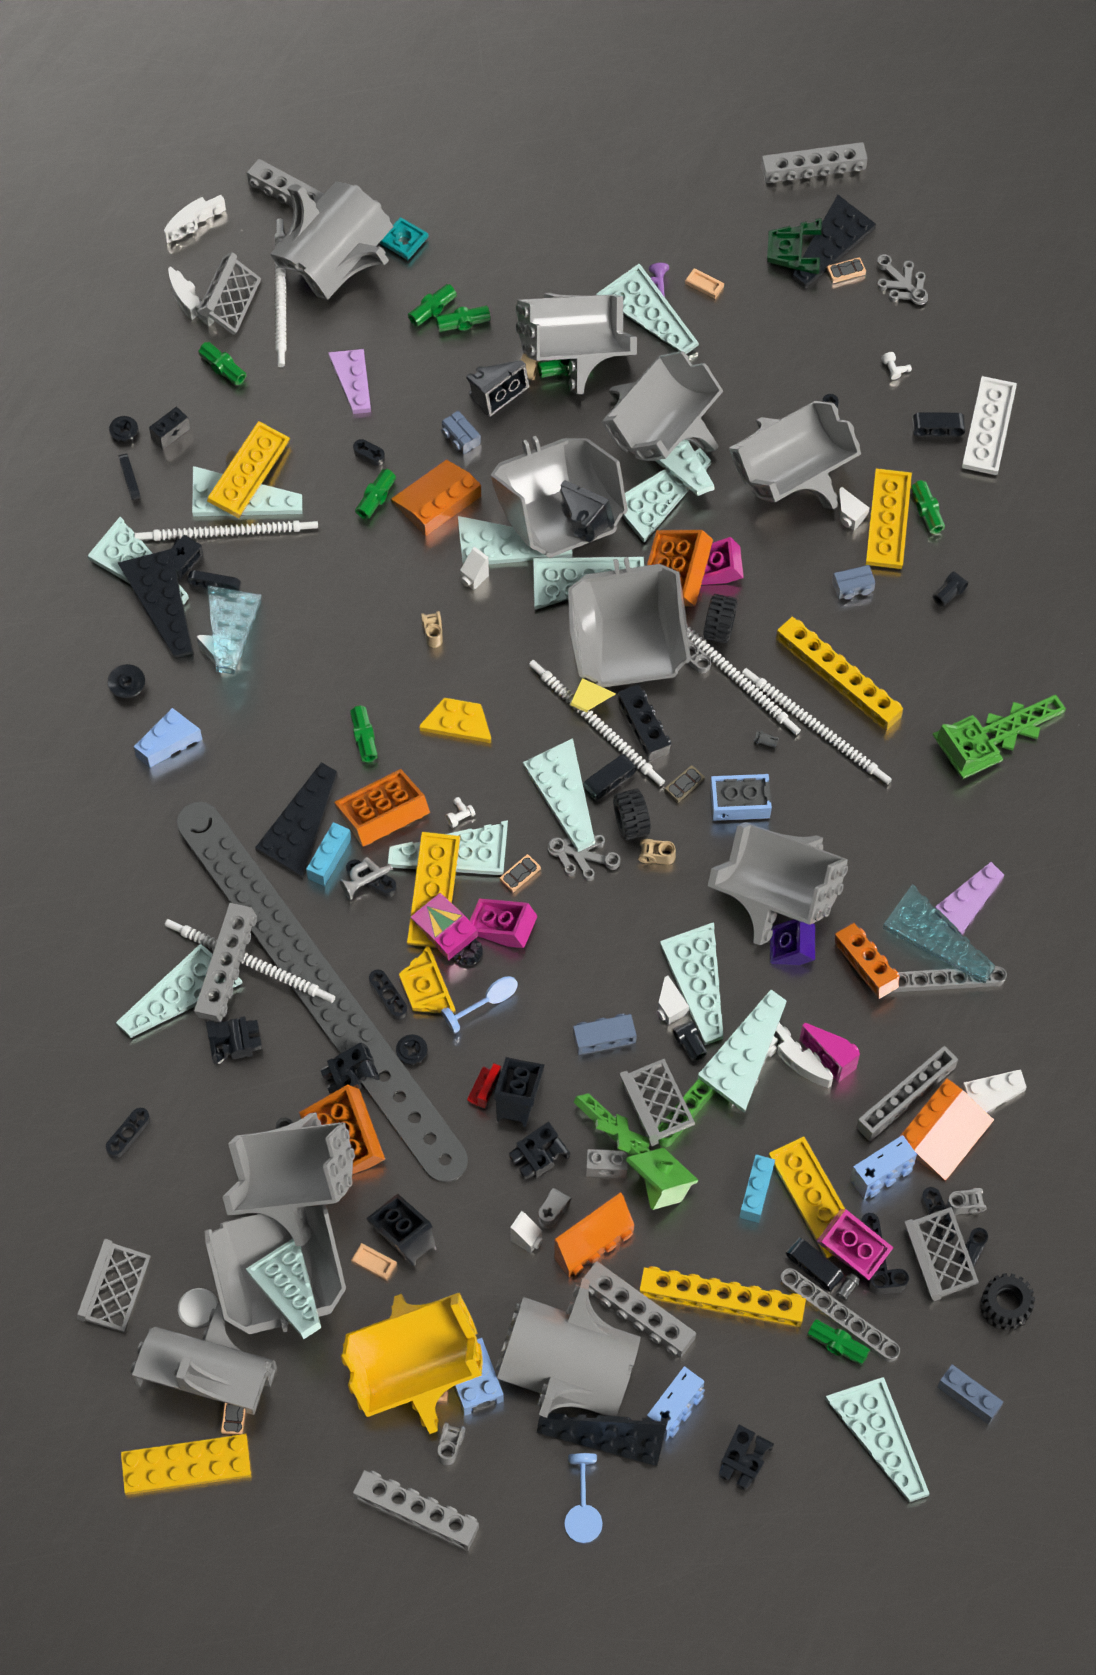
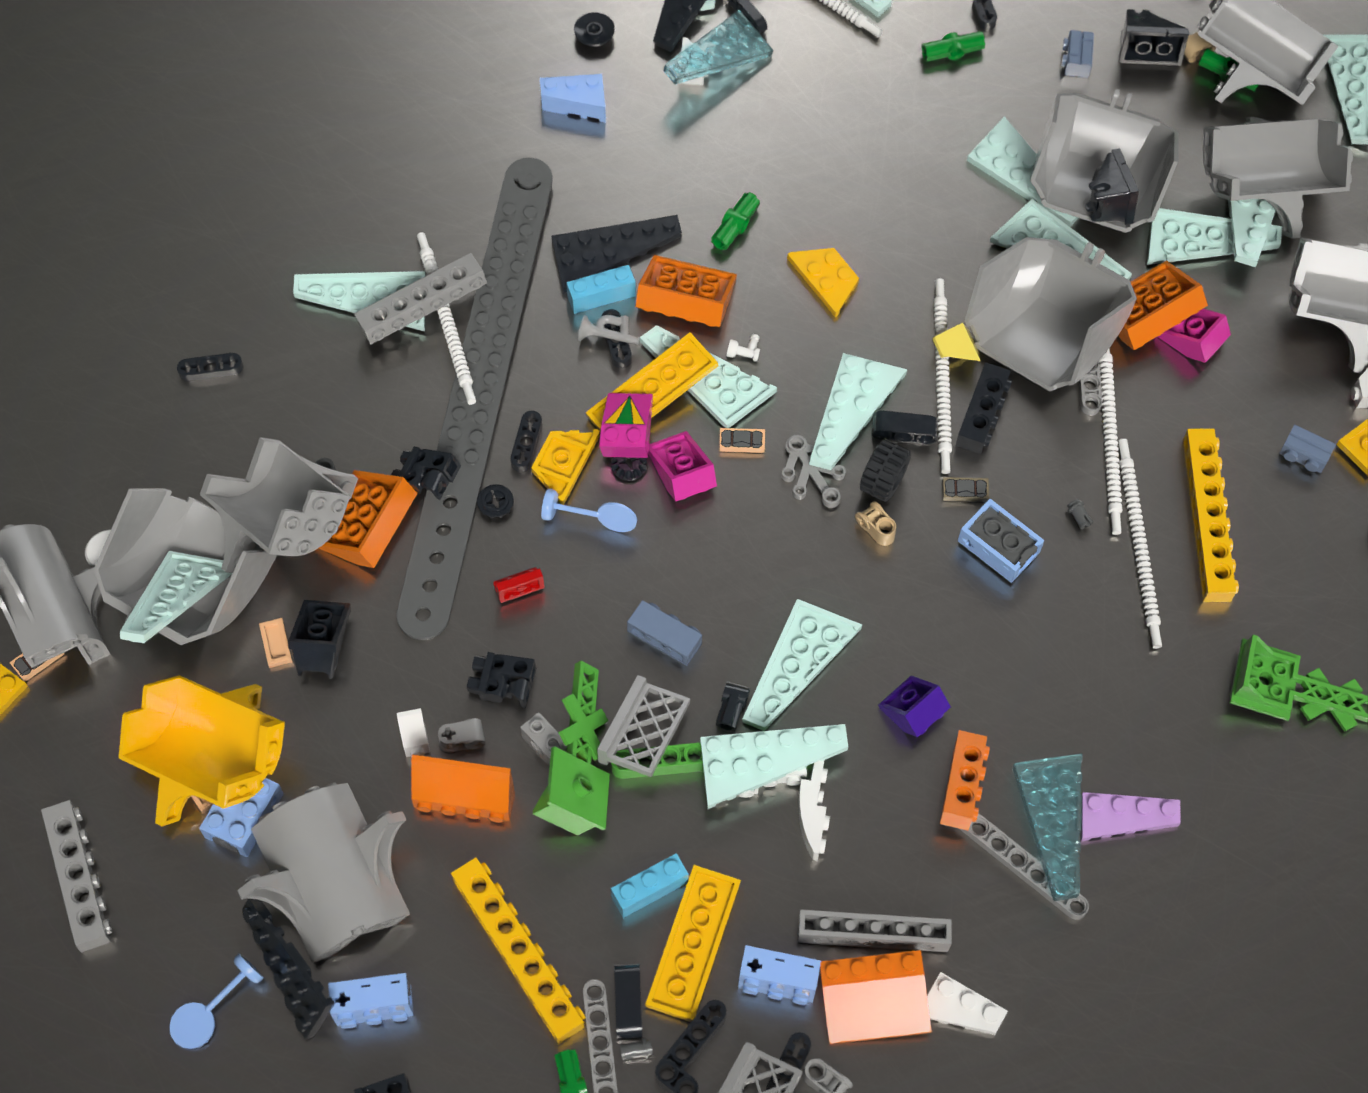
camera: 45 degrees right, 0 degrees up
(97, 1278) = (51, 458): light grey fence -> none
(235, 1033) = (372, 368): black hips -> none
(432, 626) = (884, 186): tan piece -> none
(437, 496) = (1004, 89): orange slope -> none
(451, 1440) = (165, 847): light grey piece -> none
(474, 569) = (969, 166): white slope -> none
(517, 1089) = (537, 609): black piece -> none
(671, 1003) = (749, 658): white slope -> none
(675, 1346) = (446, 951): light grey brick -> none
(720, 618) = (1143, 376): black tyre -> none
(781, 876) = (957, 636): light grey cylinder -> none
(834, 1051) = (845, 833): dark pink slope -> none
(854, 1244) = (675, 1017): dark pink slope -> none

